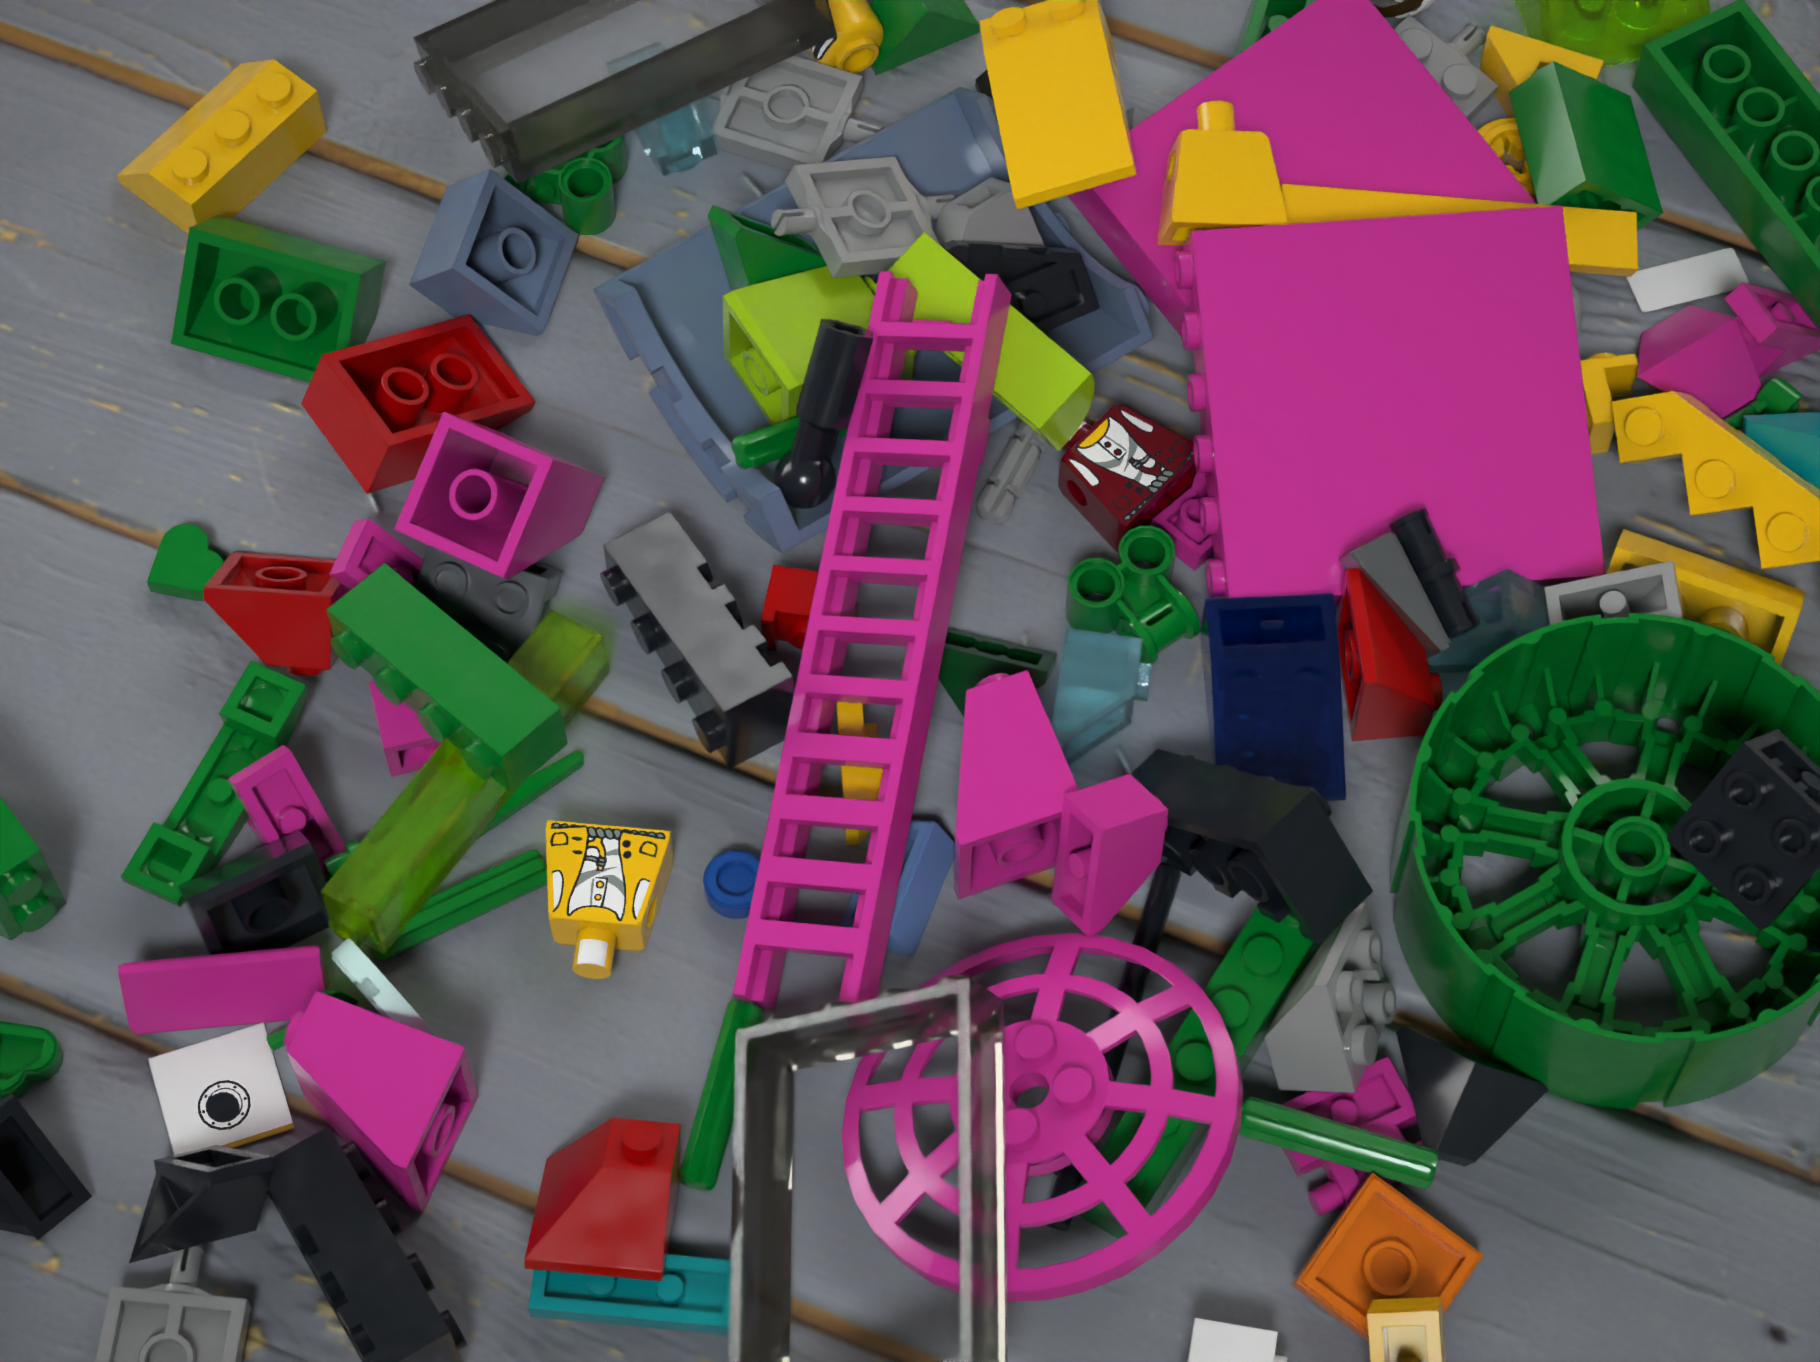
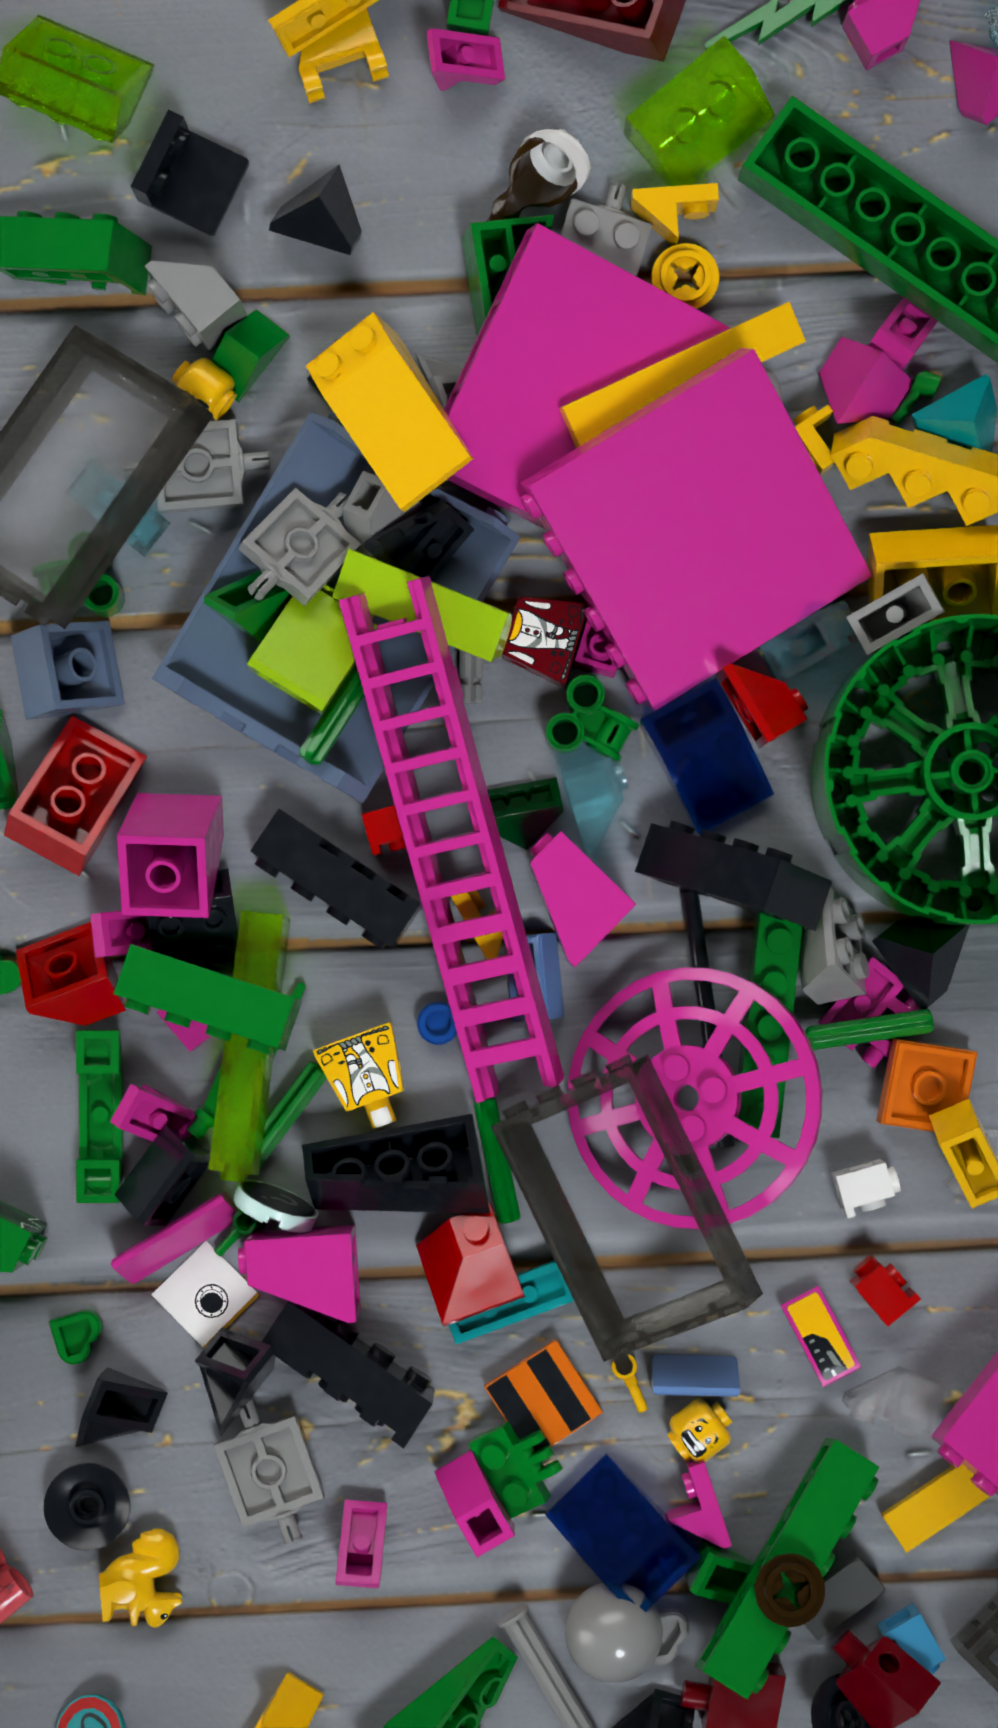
camera: 25 degrees left, 25 degrees up
(579, 1026) = (400, 1169): none -> black wedge
(823, 409) = (349, 710): black piece -> none
(1106, 849) = (660, 920): dark pink slope -> none
(1219, 178) = (525, 431): yellow torso -> none
(1394, 578) = (743, 652): dark grey slope -> none
(1435, 572) = (773, 636): black pin -> none
(1583, 144) = (734, 262): green brick -> none
(1687, 280) = (833, 313): white sticker -> none

